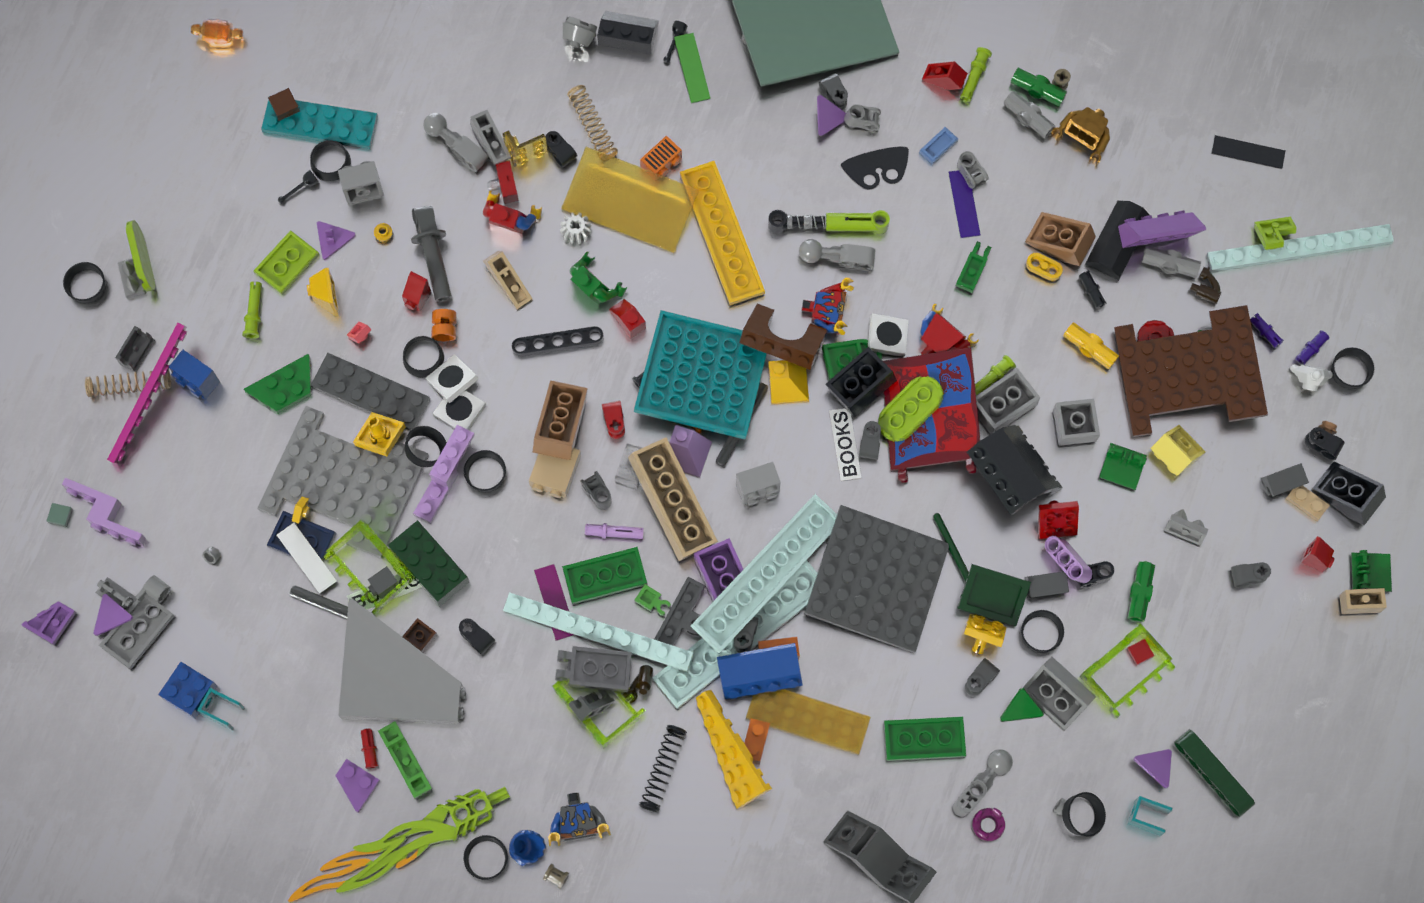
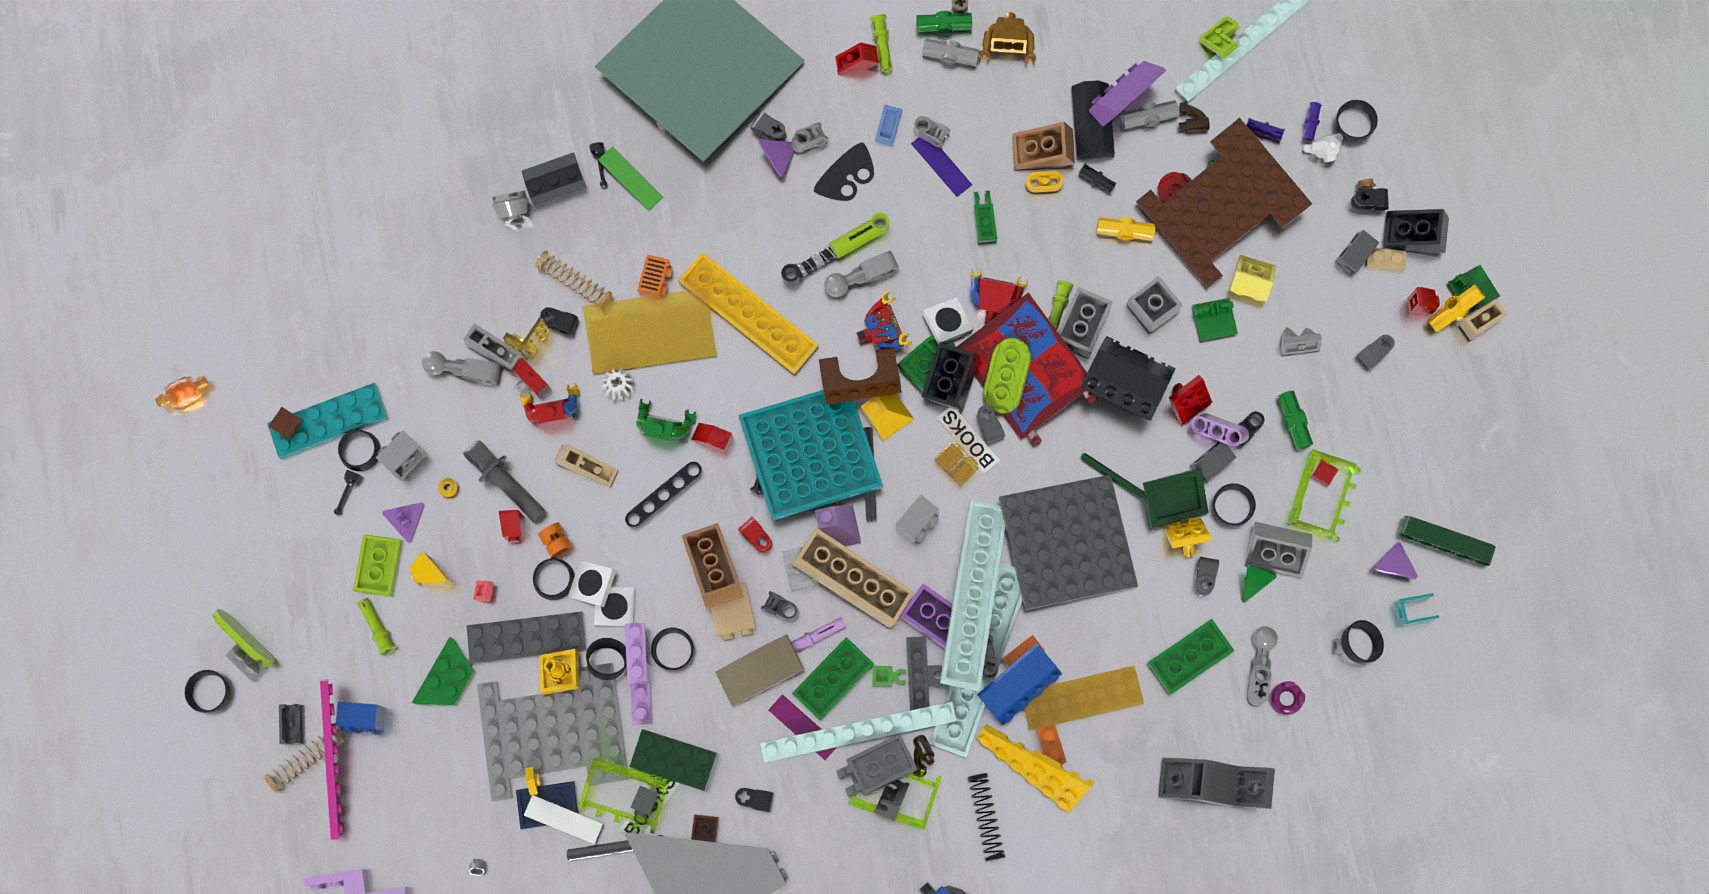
camera: 25 degrees left, 5 degrees up
(547, 531) = (759, 670): none -> dark tan slope
(821, 458) = (956, 463): none -> clear yellow brick
(1344, 576) = (1456, 308): none -> yellow piece

